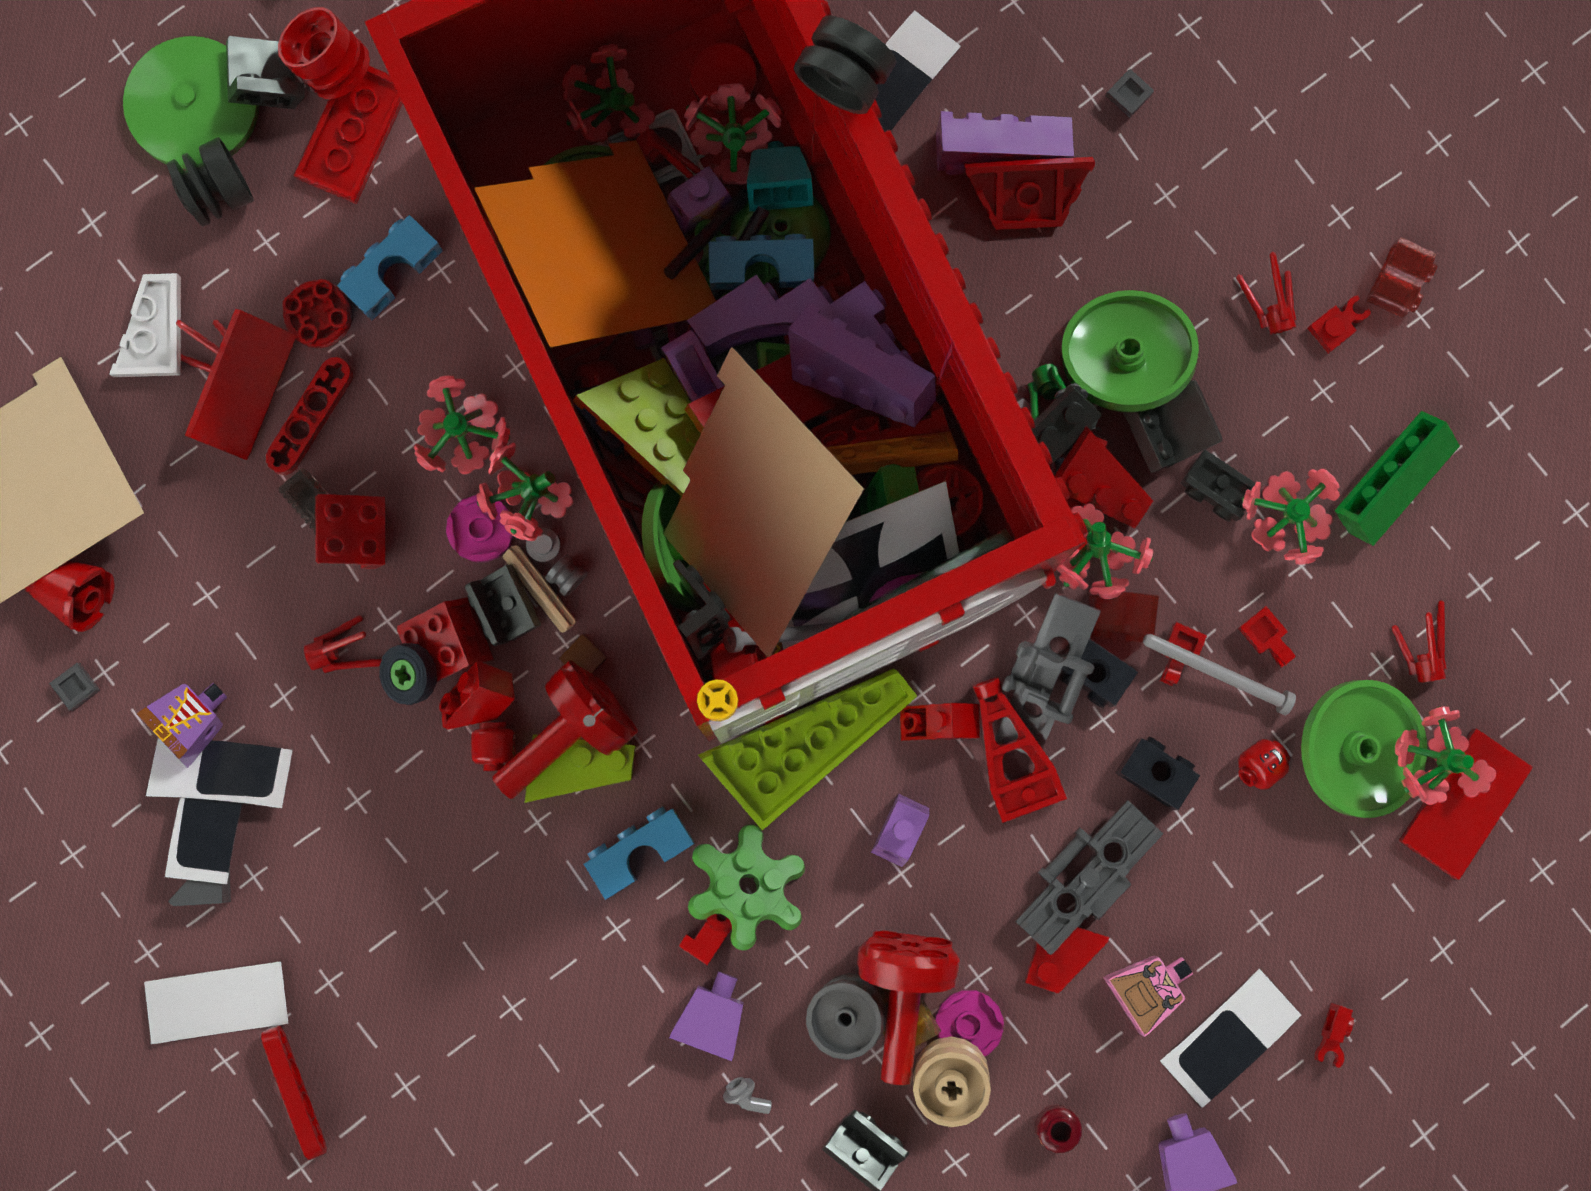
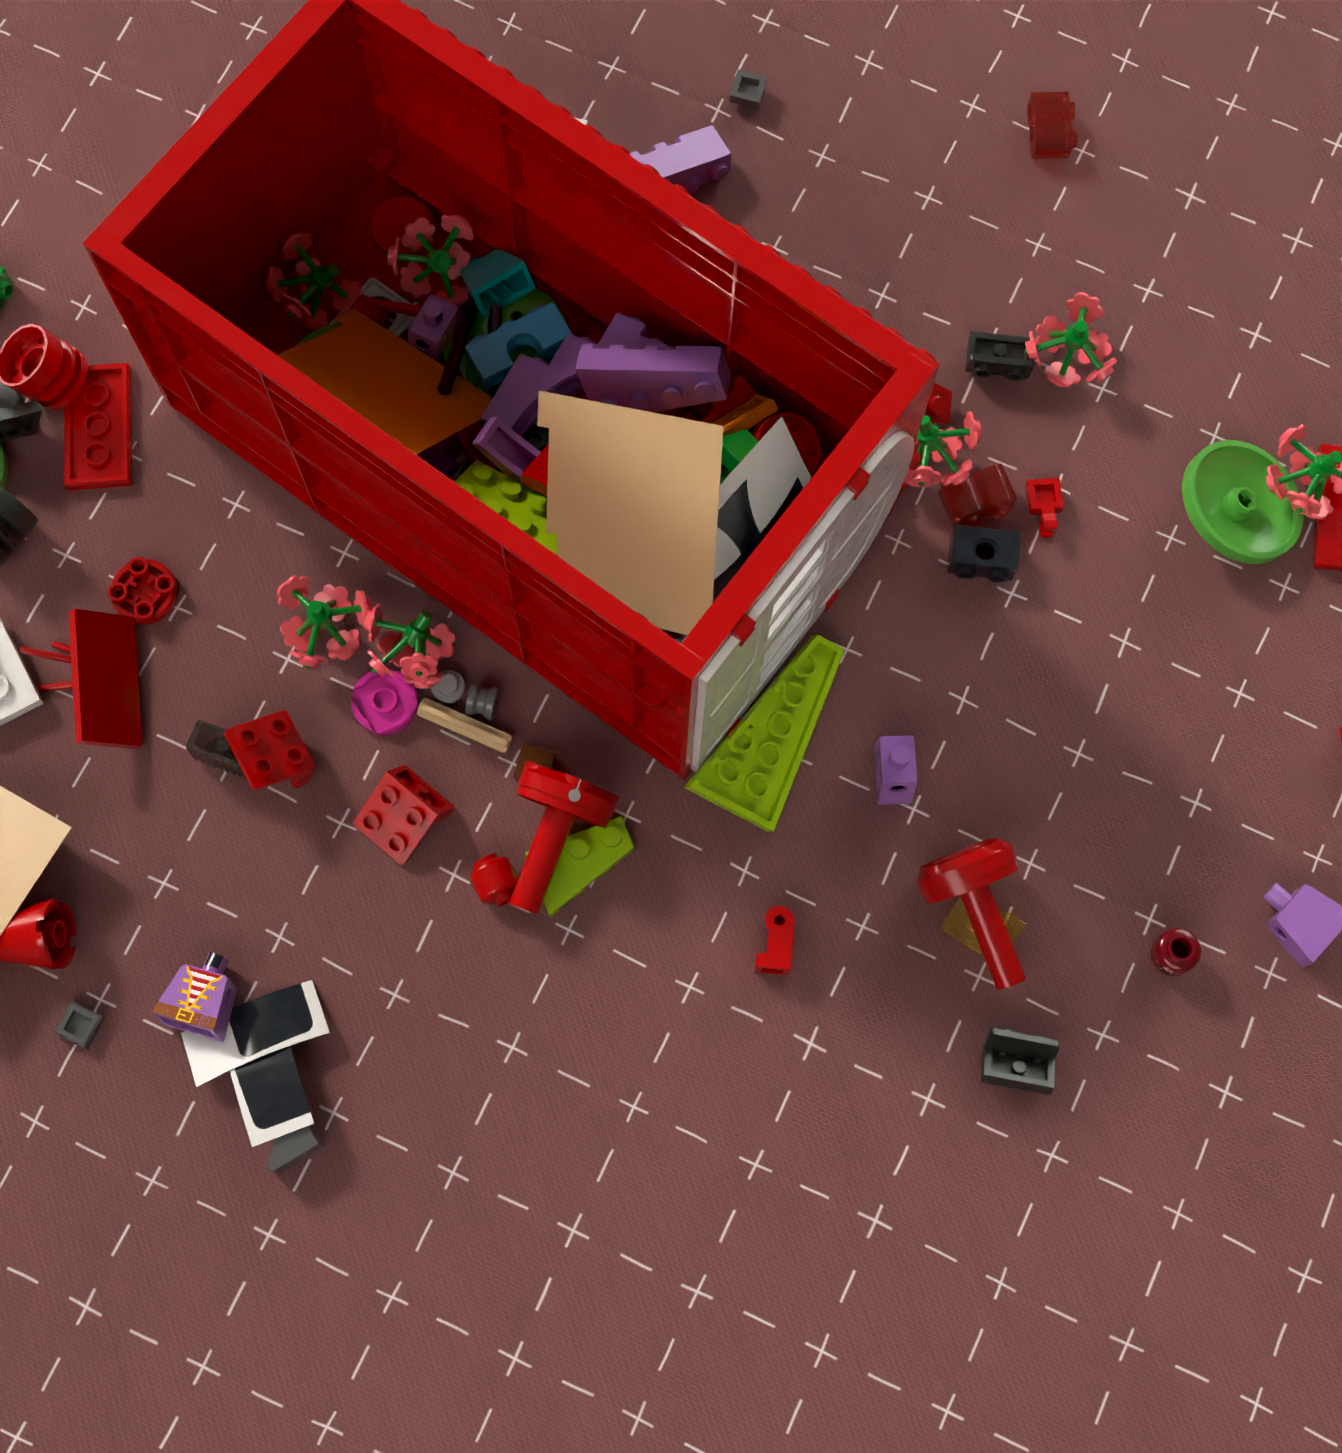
camera: 25 degrees left, 10 degrees down
(216, 1002) = (357, 1245): white sticker -> none
(293, 1092) = (473, 1288): red beam -> none
(303, 412) = (174, 680): red beam -> none
(324, 650) = (297, 876): red plant -> none
(405, 244) = (194, 494): dark azure arch -> none
(419, 666) = (386, 838): black bush -> none
(477, 697) = (458, 843): red slope -> none
(502, 606) = (440, 754): pearl dark grey bracket -> none
(611, 865) = (687, 878): dark azure arch -> none
(711, 1018) = (819, 1017): medium lavender torso -> none
(716, 691) = (699, 635): yellow wheel -> none
(728, 899) = (777, 901): bright green plate -> none
(740, 1092) = (880, 1070): light grey plate -> none
(845, 64) = (524, 75): pearl dark grey wheel -> none
(851, 1035) = (941, 969): dark grey wheel -> none
(940, 722) = (876, 661): red slope -> none
(951, 1102) = (1081, 963): tan wheel -> none
(971, 1017) = (1047, 906): dark pink tile -> none
(1027, 792) = (983, 683): red plate -> none
(1029, 191) = (724, 185): red wing -> none
(1040, 666) = (937, 572): dark grey piece -> none
(1057, 970) = (1090, 804): red wing -> none
(1096, 884) = (1086, 729): dark grey piece -> none
(1130, 350) = (874, 272): bright green dish -> none
(1137, 771) = (1066, 617): black brick -> none
(1149, 990) = (1183, 795): torso -> none
(1174, 429) = (937, 321): pearl dark grey bracket -> none
(1231, 1038) = (1274, 803): sticker -> none
(1263, 764) = (1167, 558): red head -> none
(1265, 633) = (1105, 452): red plate -> none
(1280, 316) = (969, 200): red plant -> none
(1283, 701) = (1153, 501): light grey bar -> none
(1336, 326) = (1019, 187): red plate -> none
(1397, 478) = (1140, 277): green brick -> none
(1430, 665) = (1253, 412): red plant -> none

